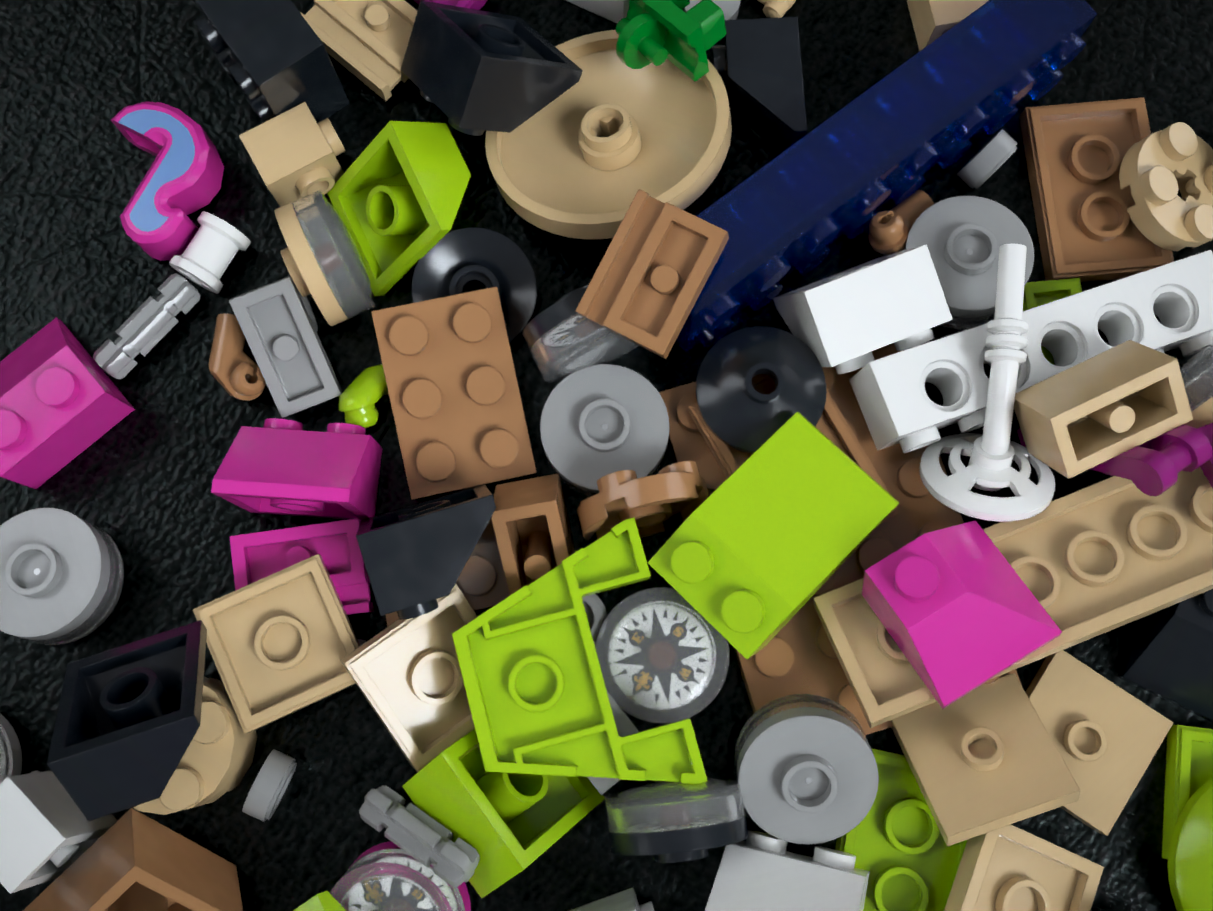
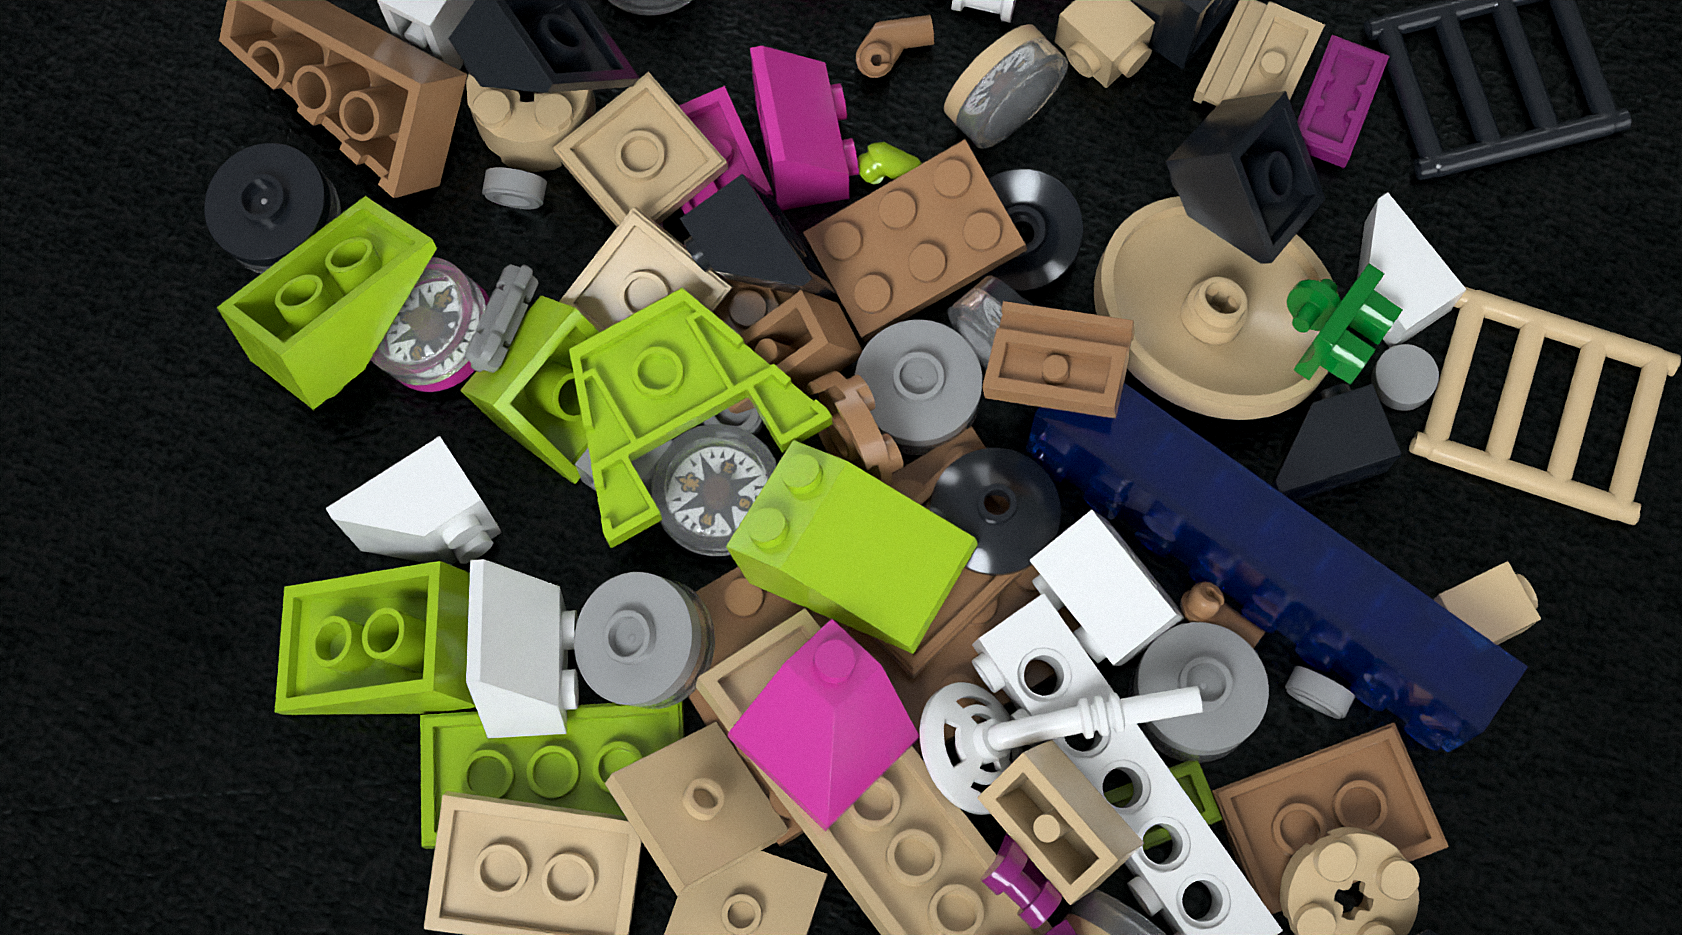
camera: 75 degrees right, 5 degrees down
(286, 345) = (913, 80): light grey plate -> none
(401, 197) = (1093, 138): lime slope -> none
(676, 819) = (570, 534): clear piece -> none

